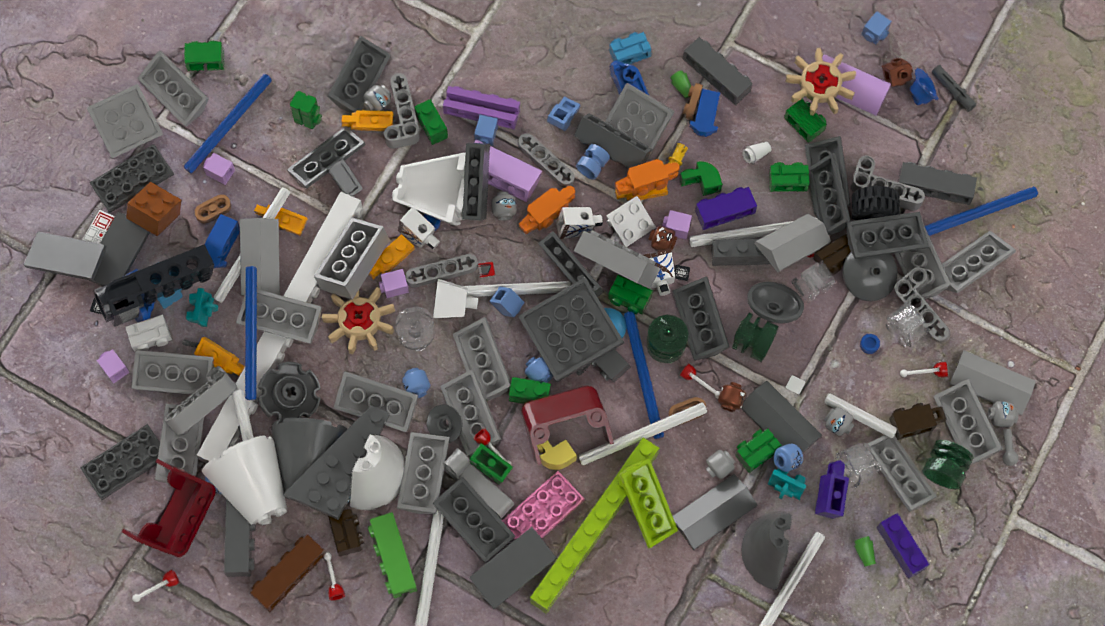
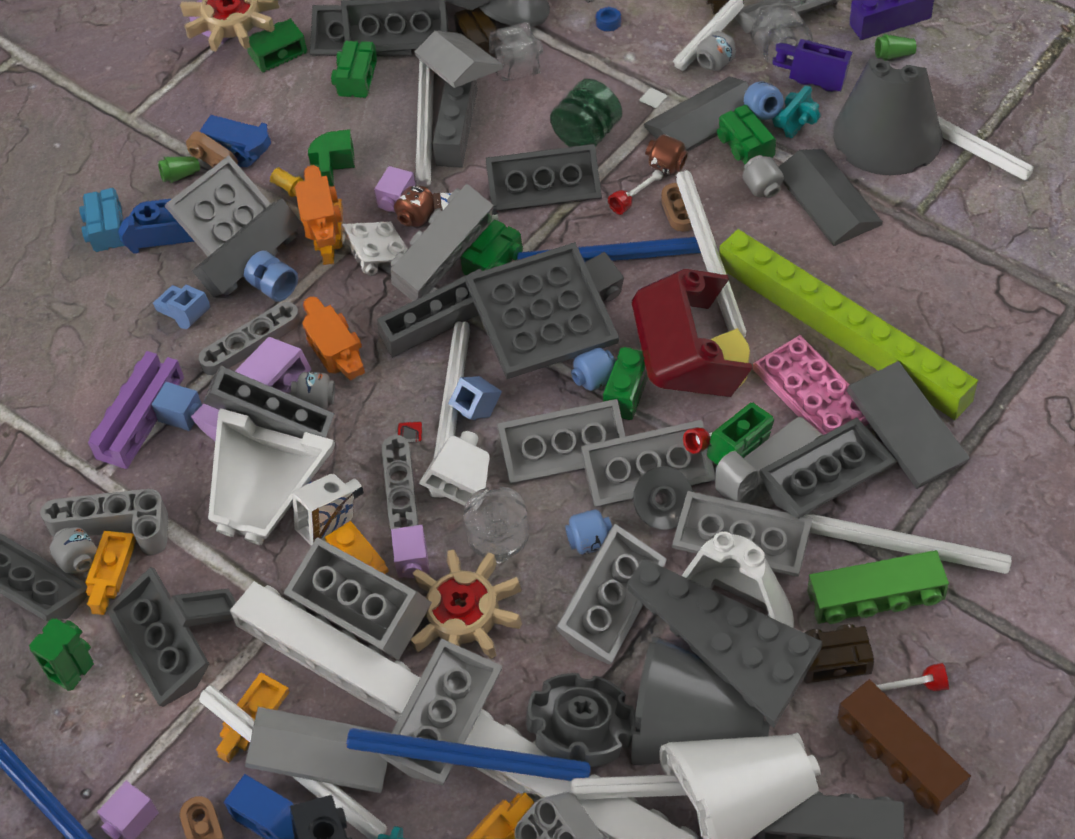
camera: 75 degrees left, 15 degrees down
(431, 122) = (140, 472): green brick -> none
(575, 220) = (361, 291): white torso -> none
(648, 502) = (817, 248): lime slope -> none
(667, 348) = (570, 210): clear green wheel -> none
(717, 70) = (168, 127): dark grey brick -> none
(725, 208) = (381, 136): dark purple brick -> none
(755, 152) = (307, 100): white cone -> none
(775, 302) = (538, 93): dark grey dish -> none

